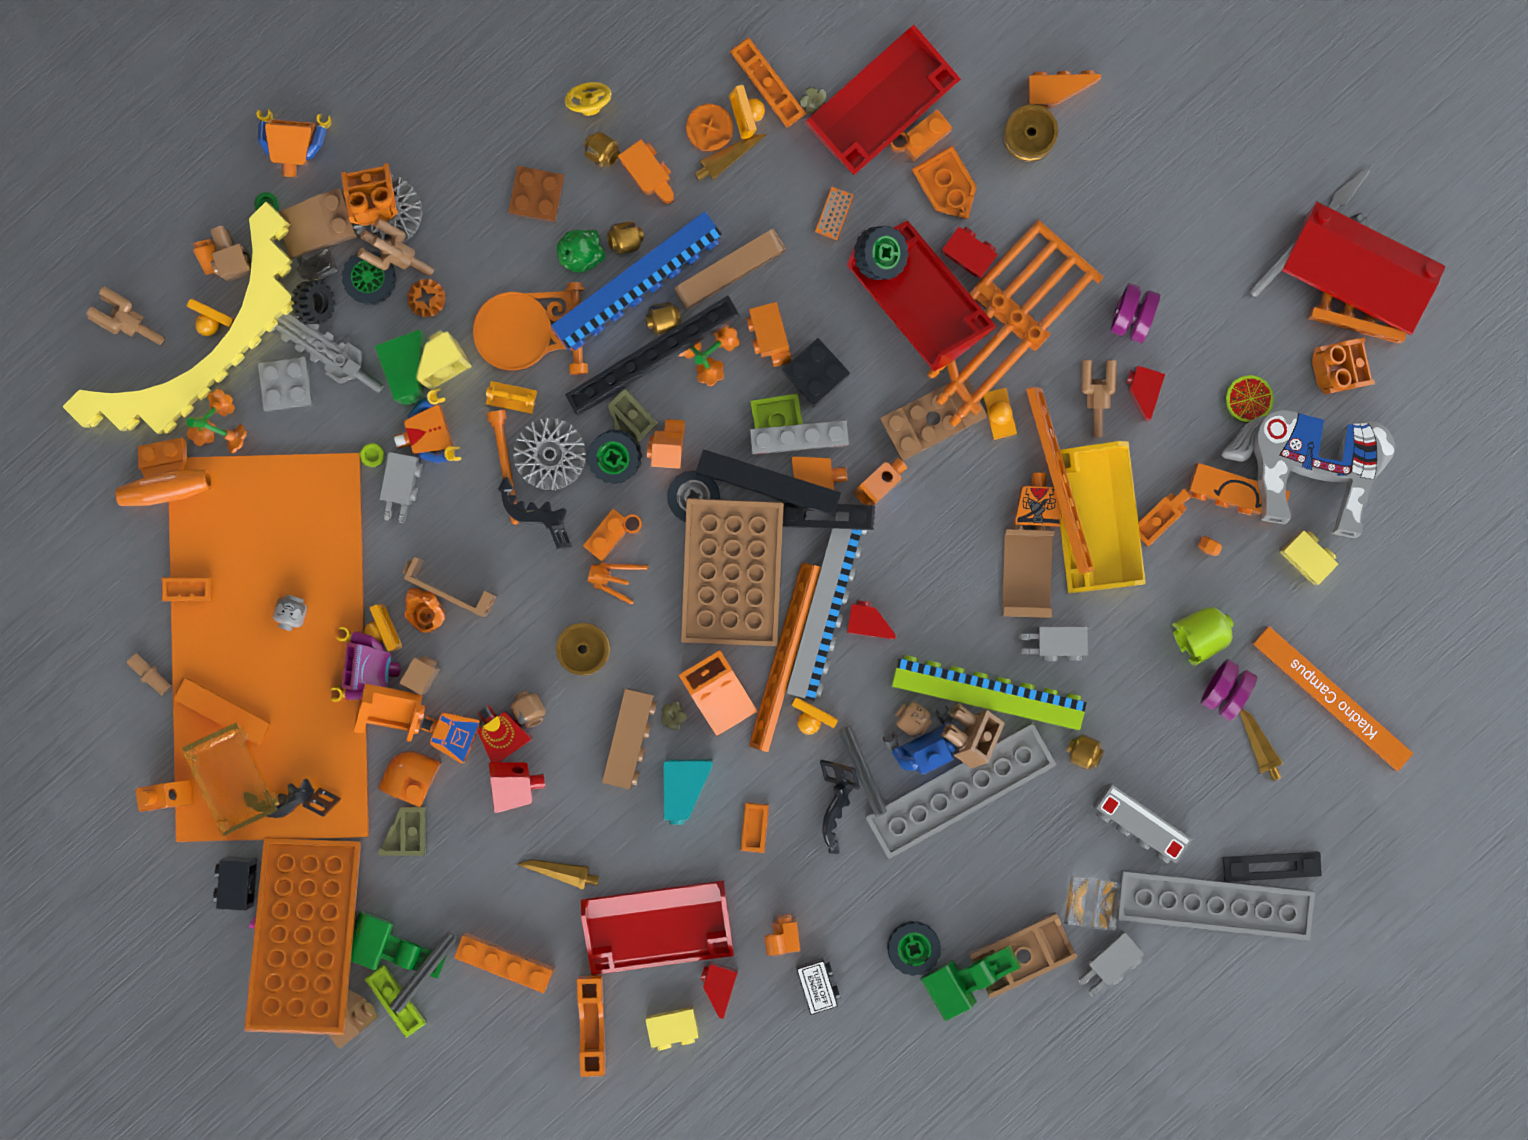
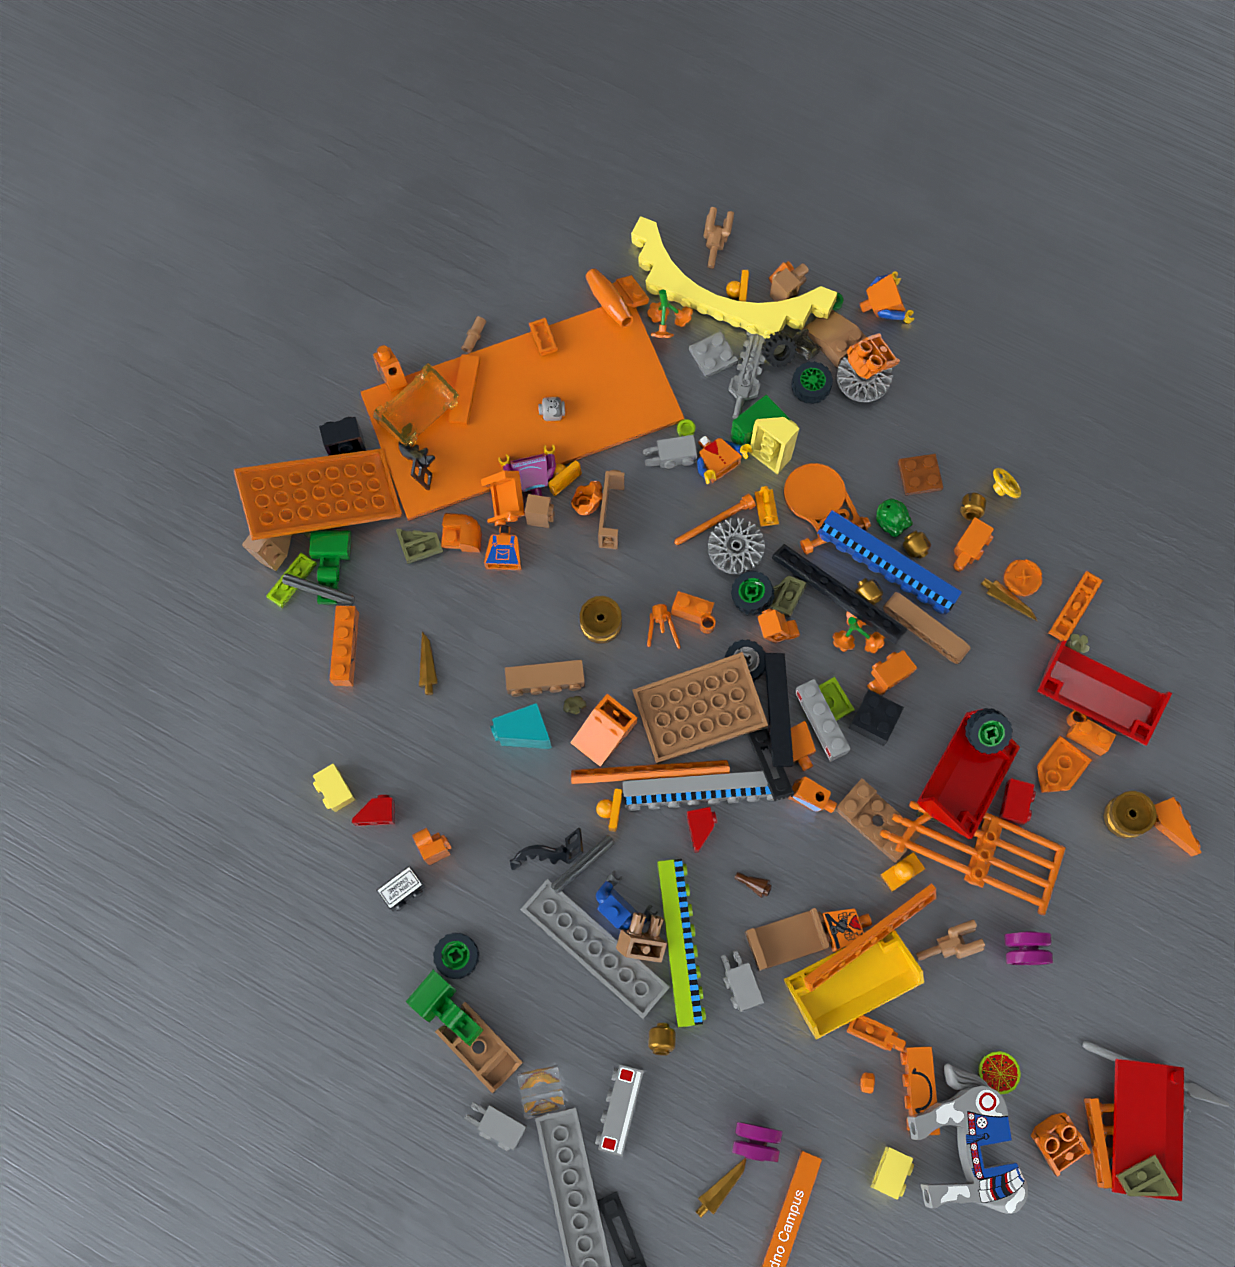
camera: 70 degrees right, 15 degrees down
(391, 250) = (838, 387): medium nougat plant -> none
(436, 302) = (813, 433): orange gear -> none
(501, 734) = (514, 585): red torso -> none
(512, 784) = (480, 603): torso -> none
(528, 709) = (541, 597): medium nougat head -> none
(533, 514) = (687, 551): black piece -> none
(592, 1025) = (300, 732): orange arch -> none
(657, 927) = (407, 749): red slope -> none
(746, 111) = (1048, 598): light orange tile -> none
(754, 827) = (509, 797): orange tile -> none
(834, 213) = (1001, 690): tile -> none
(913, 719) = (638, 888): medium nougat head -> none
(957, 582) = (757, 885): none -> reddish brown cone
(1145, 389) = (971, 981): red slope -> none
(1203, 634) = (795, 1103): lime cylinder -> none
(1412, 296) = (1146, 1179): none -> olive wing

